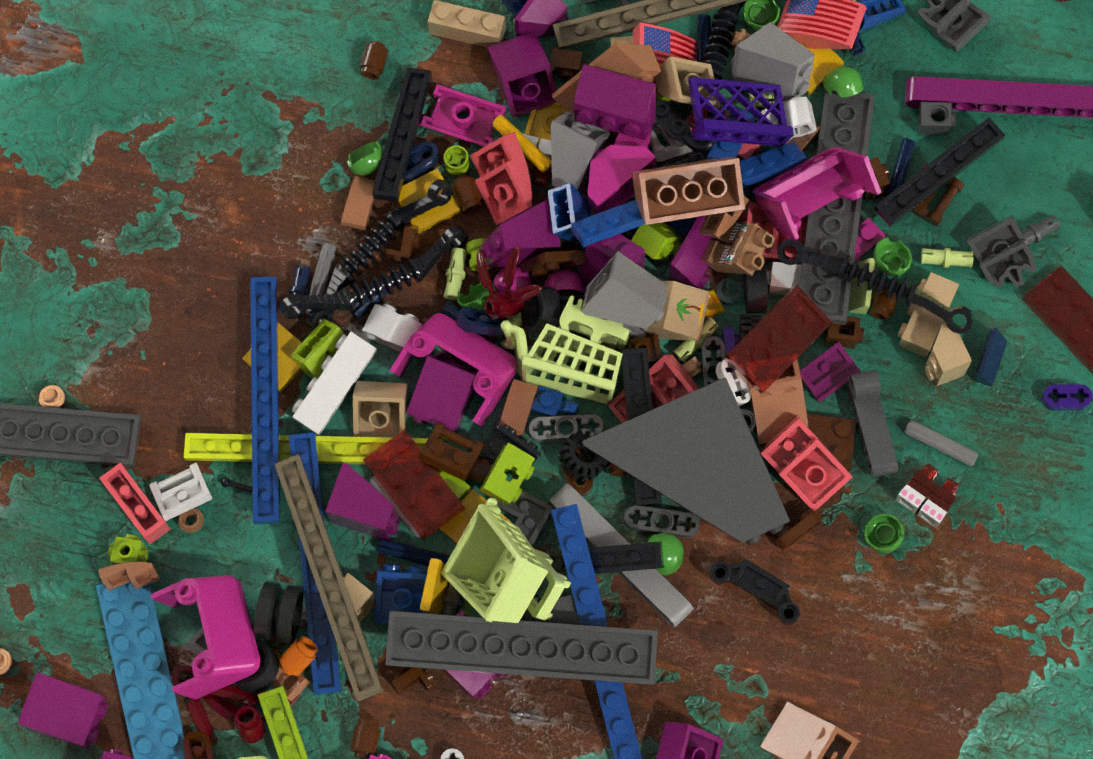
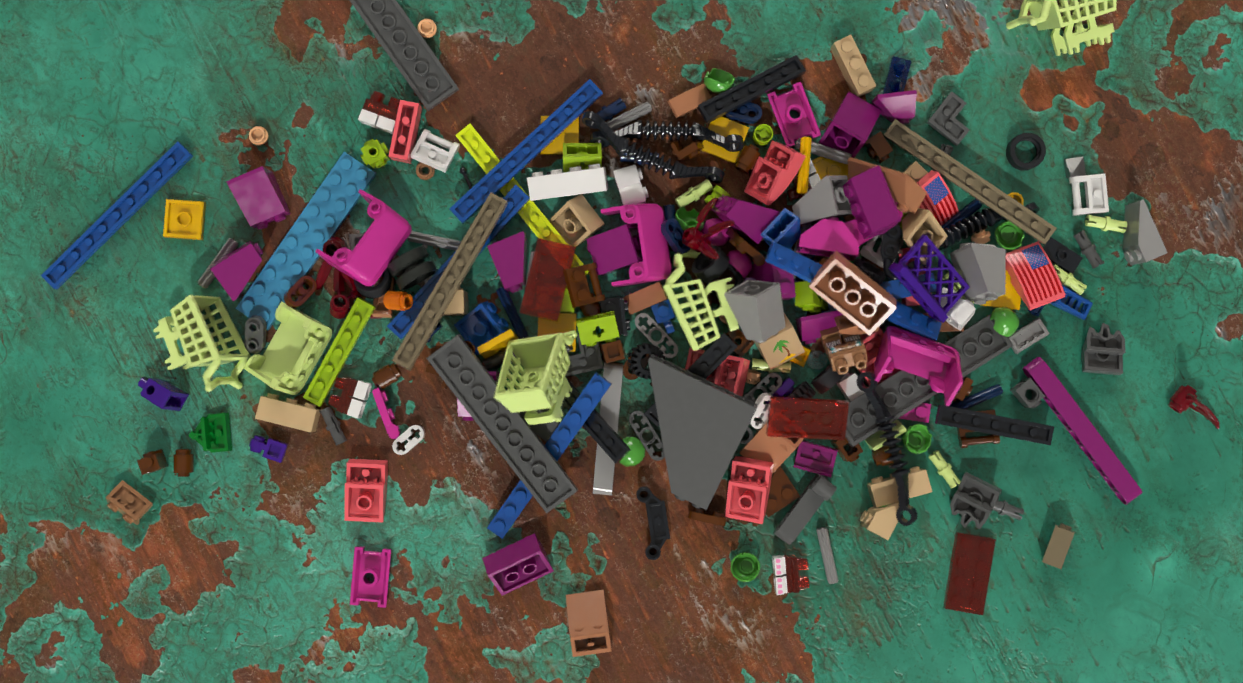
camera: 50 degrees right, 15 degrees up
(82, 518) = (379, 115): none -> hips
(136, 572) = (364, 167): nougat slope -> none
(271, 570) = (433, 240): none -> light grey axle
(373, 60) = (784, 30): reddish brown brick -> none
(529, 113) = (827, 152): none -> light grey axle
(542, 481) = (611, 351): none -> reddish brown brick
(877, 73) = (1028, 335): none -> light grey plate
(990, 358) = (902, 543): dark blue slope -> none
(1067, 391) = (913, 608): dark purple beam -> none

